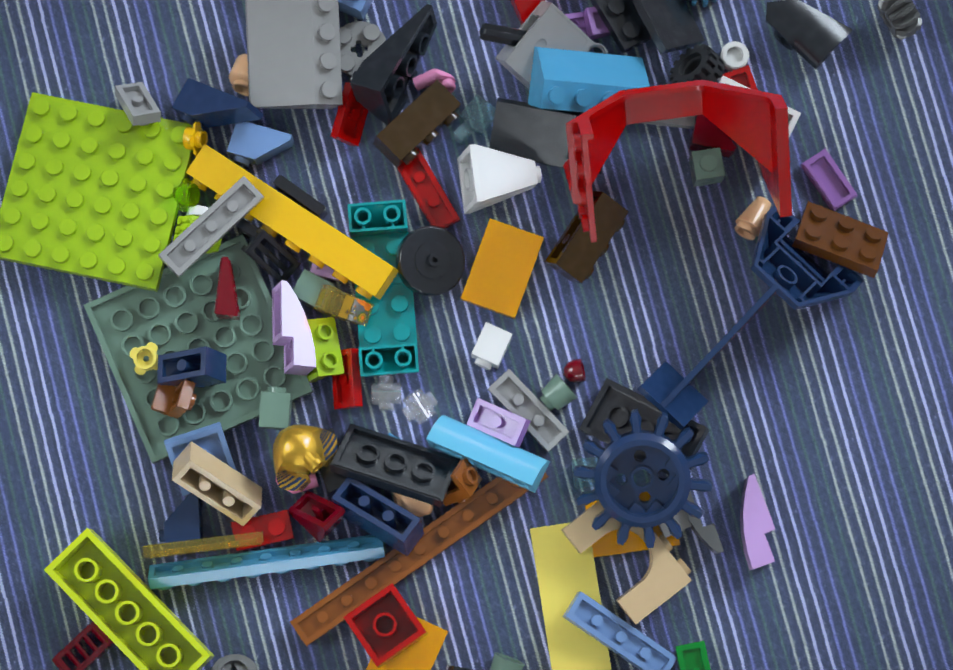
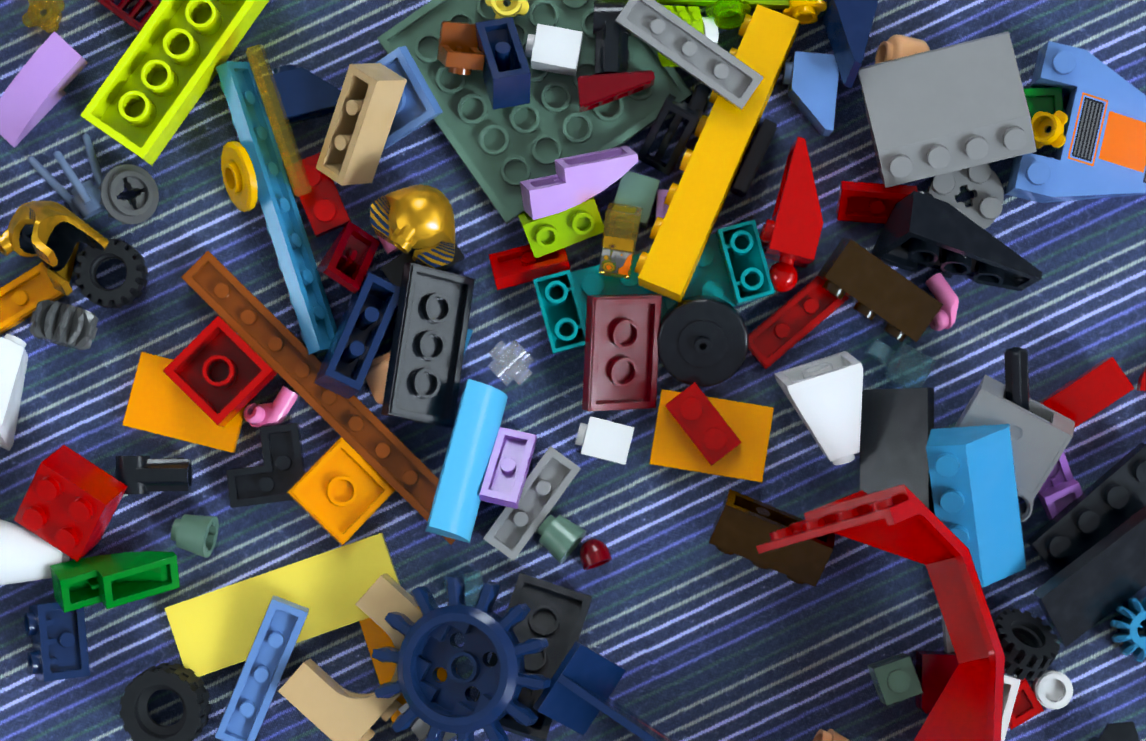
camera: 75 degrees right, 5 degrees up
(189, 285) = (611, 38): none -> black piece
(189, 327) = (554, 49): none -> white brick
(237, 586) = (239, 176): none -> yellow wheel
(275, 408) = (470, 179): sand green brick -> none
(351, 174) = (795, 222): none -> red slope
(386, 393) = (519, 317): clear gear -> none
(423, 596) = (270, 413): none -> bright pink arm
(427, 321) = (621, 352): none -> dark red tile
(464, 483) = (421, 437): dark orange bracket -> none
(473, 597) = (280, 471): none -> black plate
(492, 271) = (703, 423): none -> red plate
(493, 552) = (341, 491): none -> light orange tile

